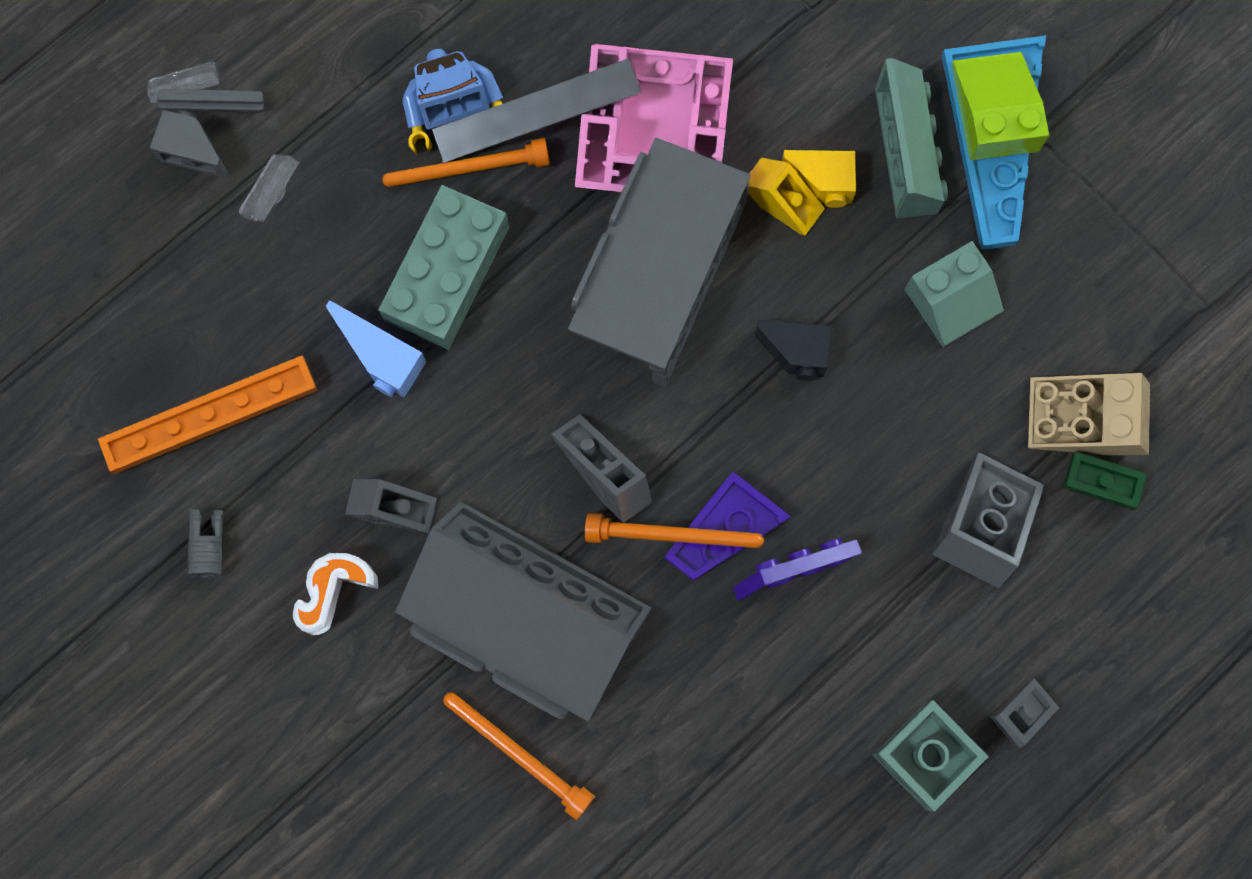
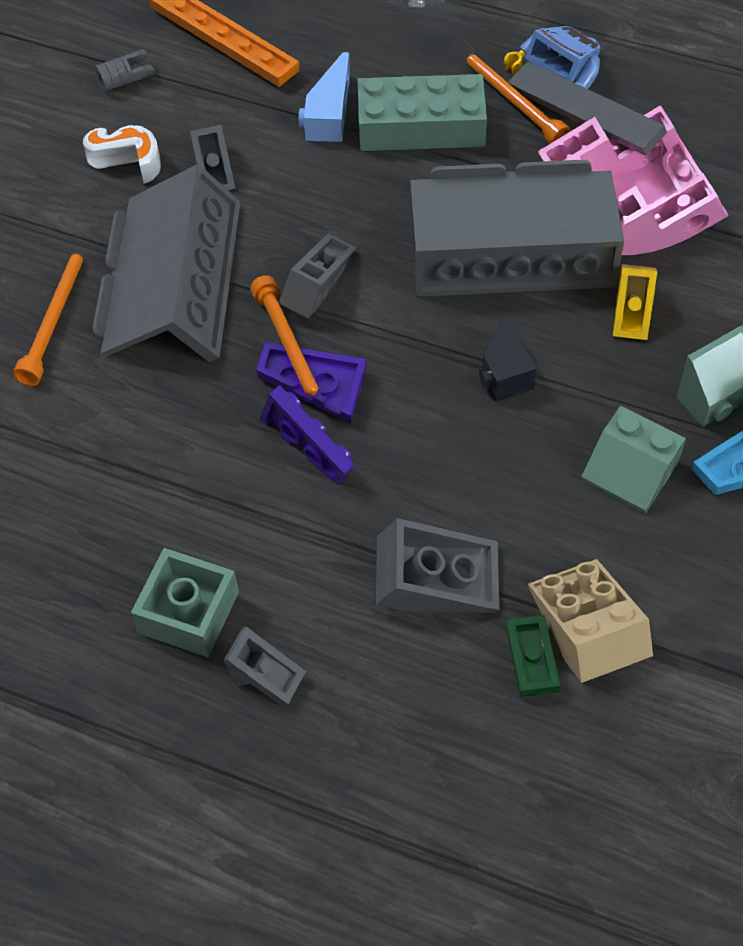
camera: 65 degrees right, 20 degrees down
(826, 173) = (675, 322): yellow slope -> none

